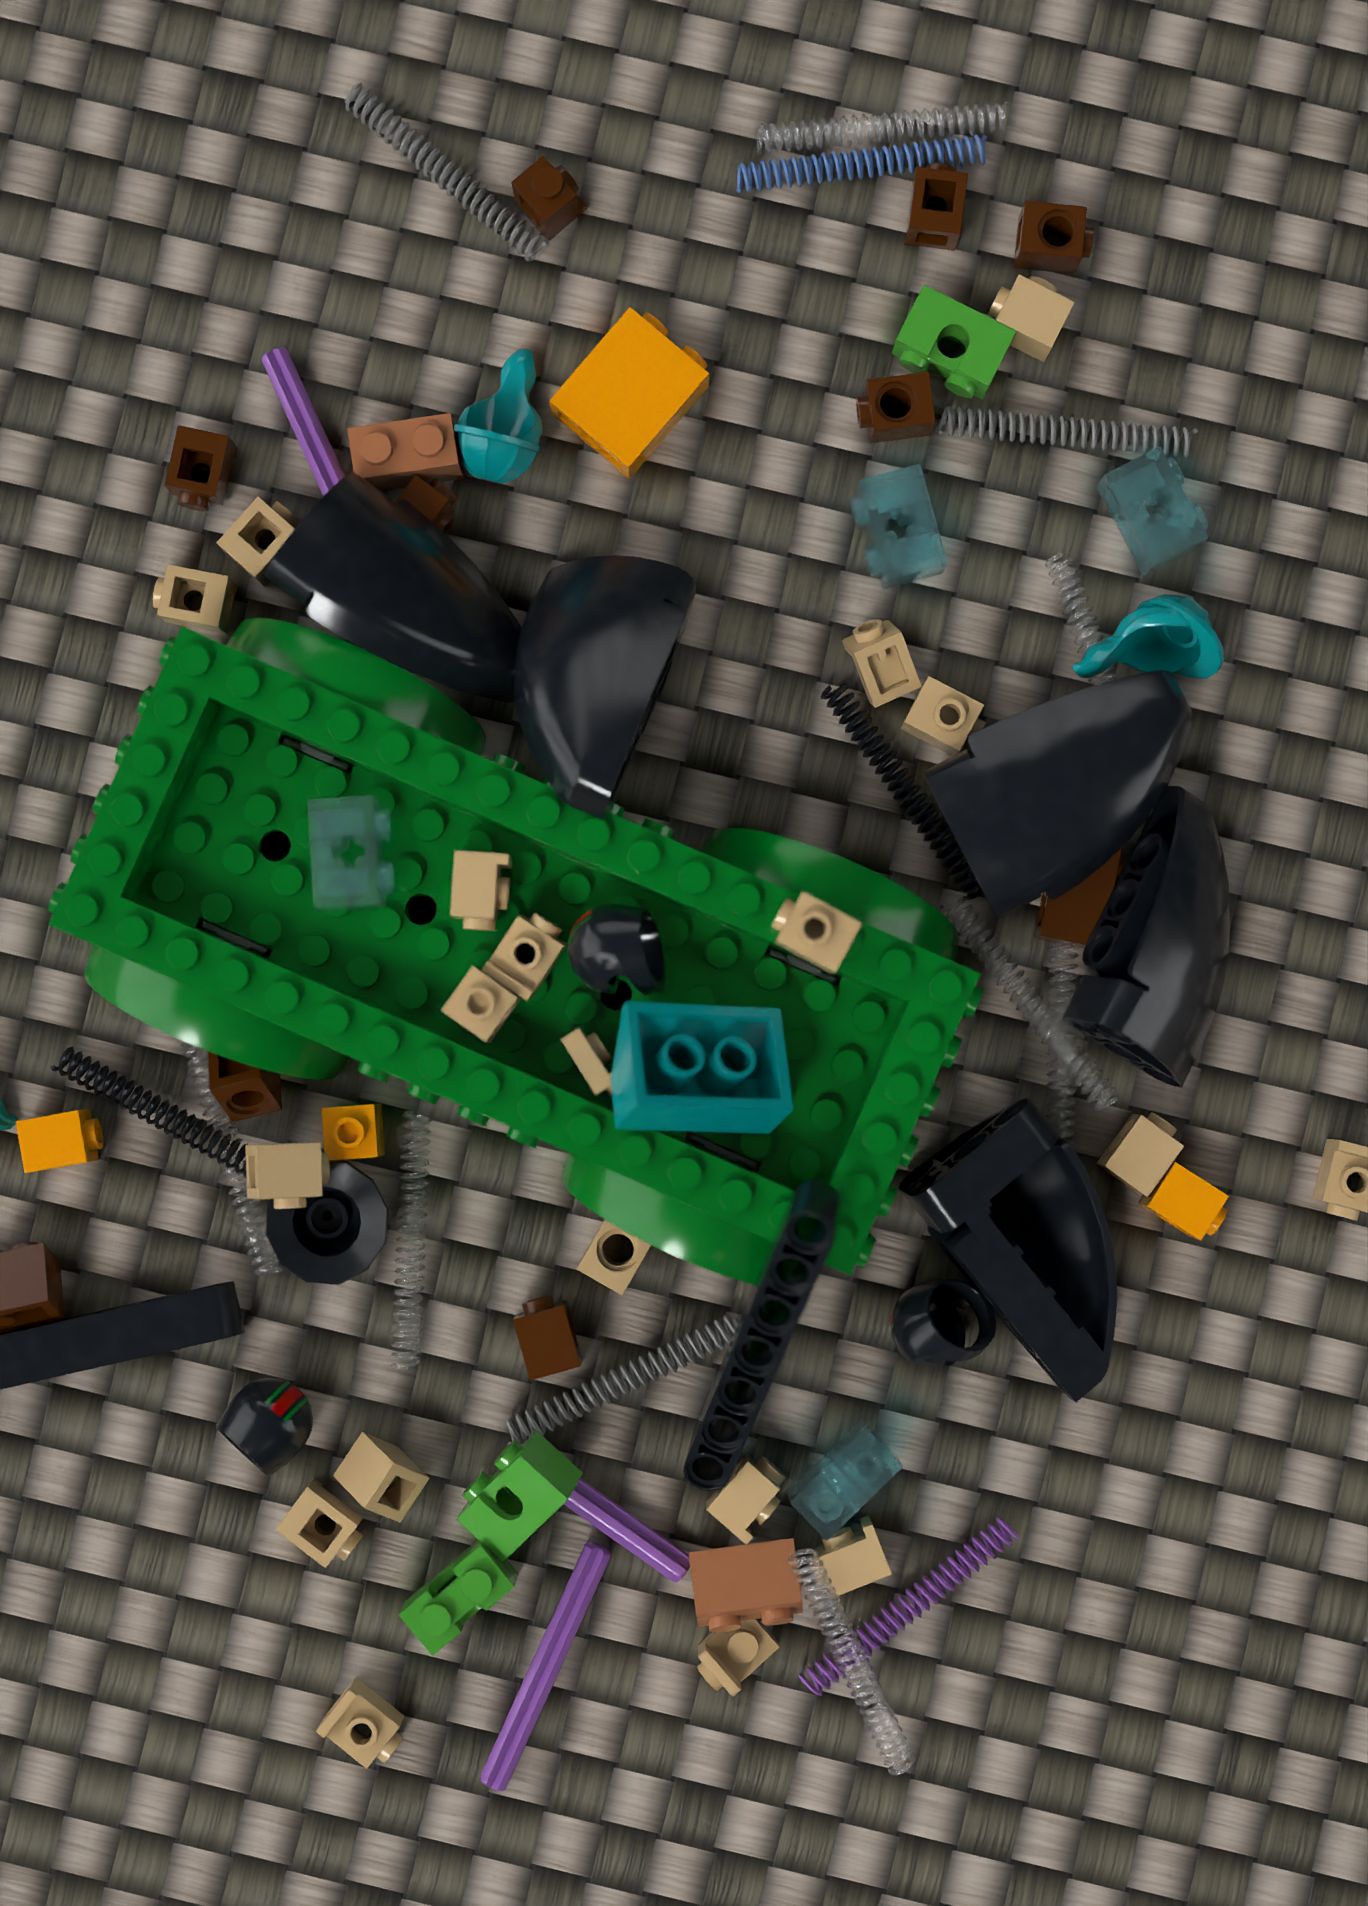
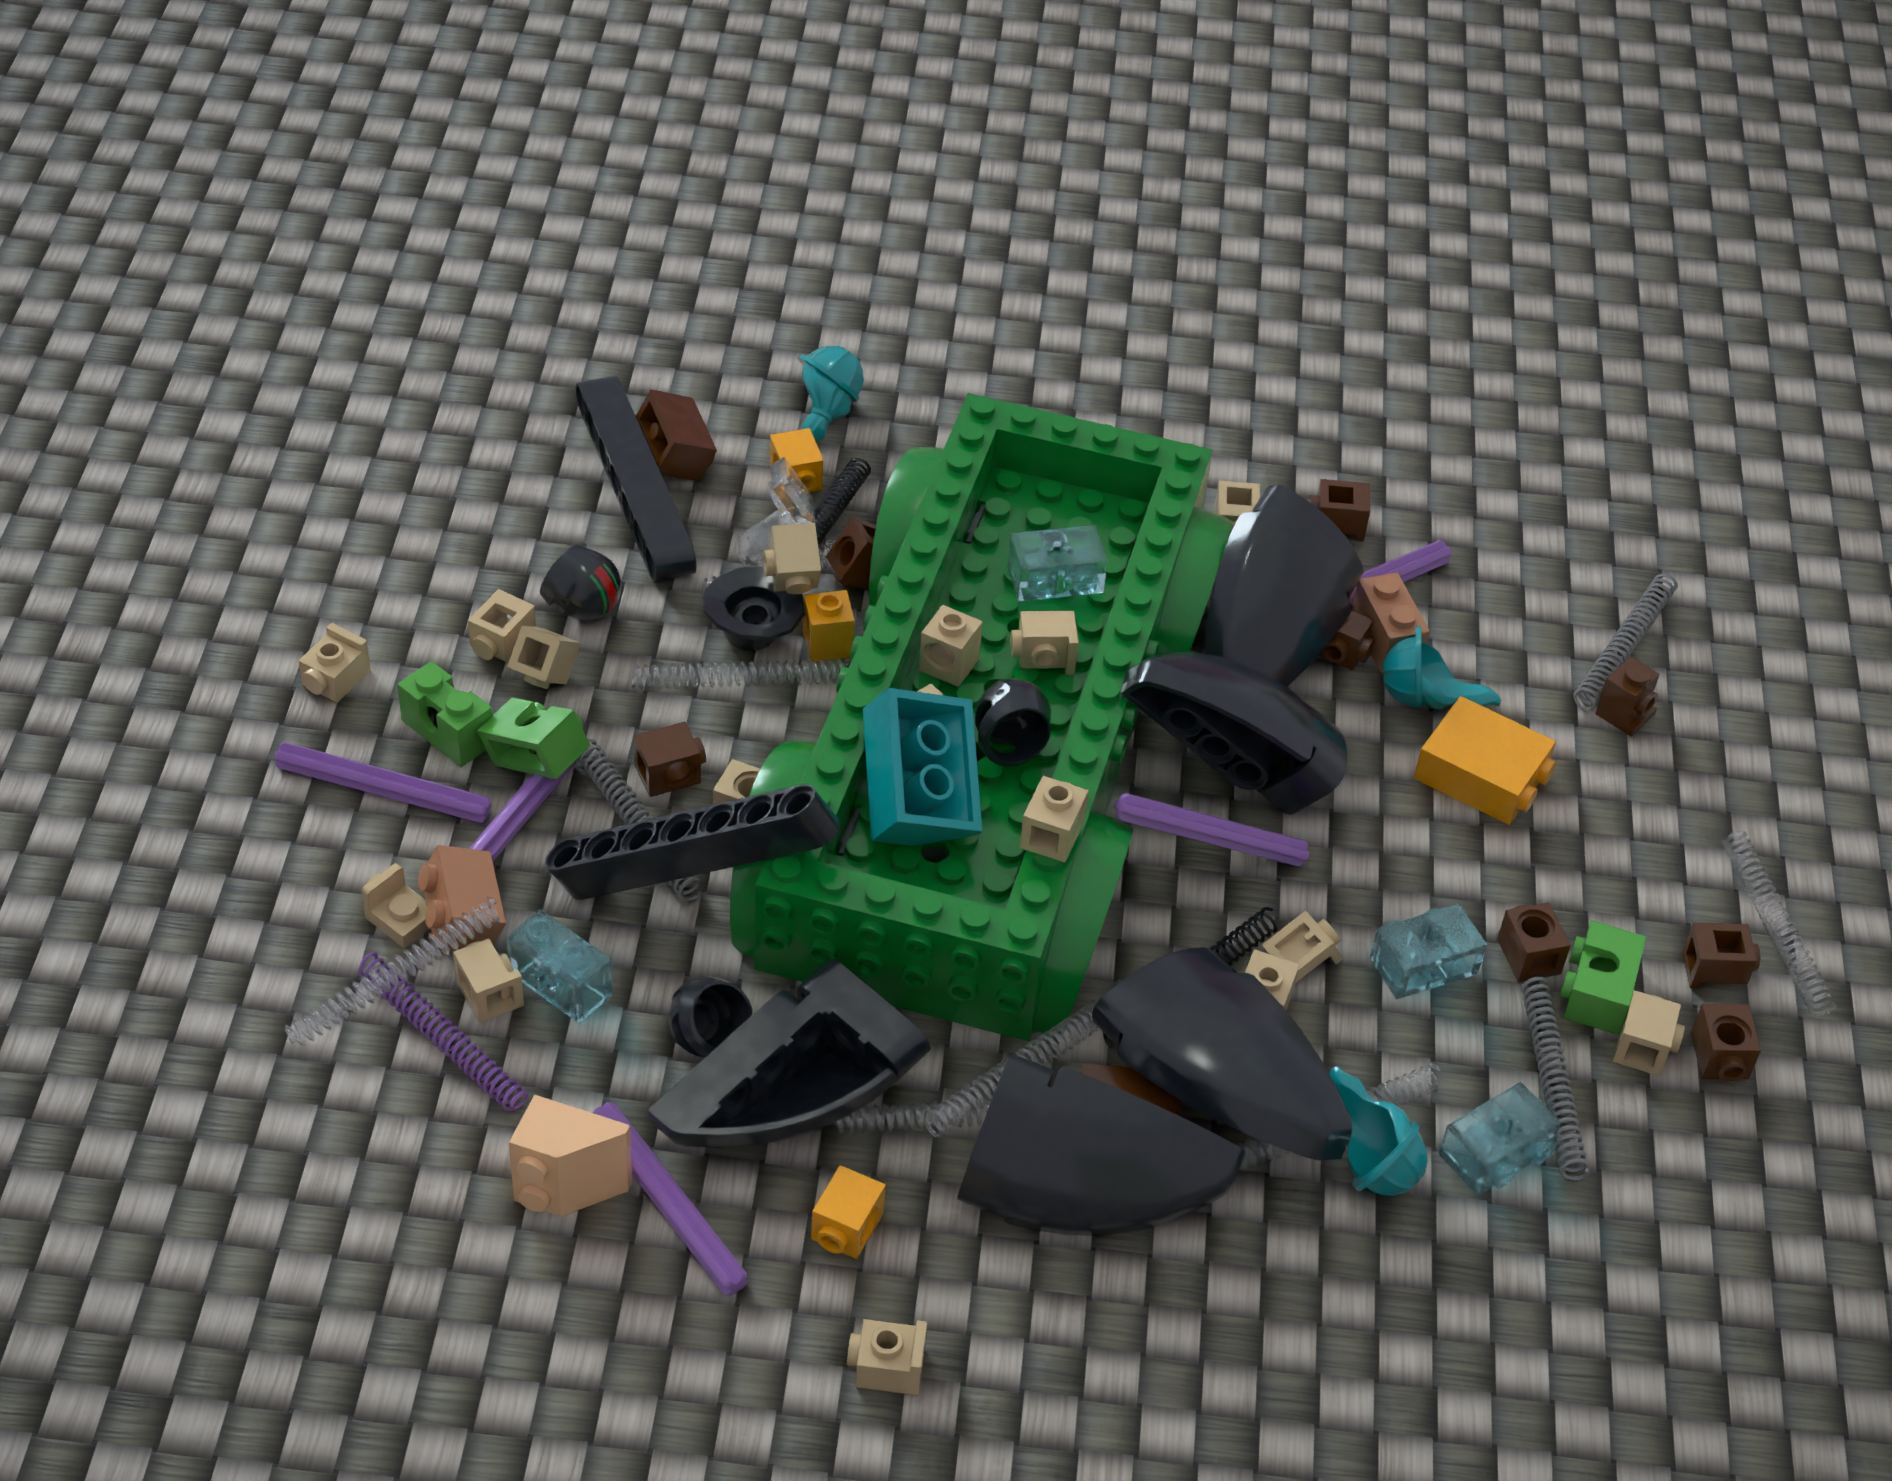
camera: 80 degrees right, 40 degrees down
(191, 1176) = (793, 506): none -> clear bracket
(520, 977) = (988, 663): tan brick -> none
(747, 739) = (1211, 829): none -> medium lavender axle
(747, 1496) = (537, 888): tan brick -> none
(859, 158) = (1717, 885): medium blue piece -> none
(1114, 1490) = (568, 1158): none -> light nougat slope
(1138, 1379) = (680, 1211): none -> medium lavender axle
(1141, 1152) = (896, 1166): tan brick -> none

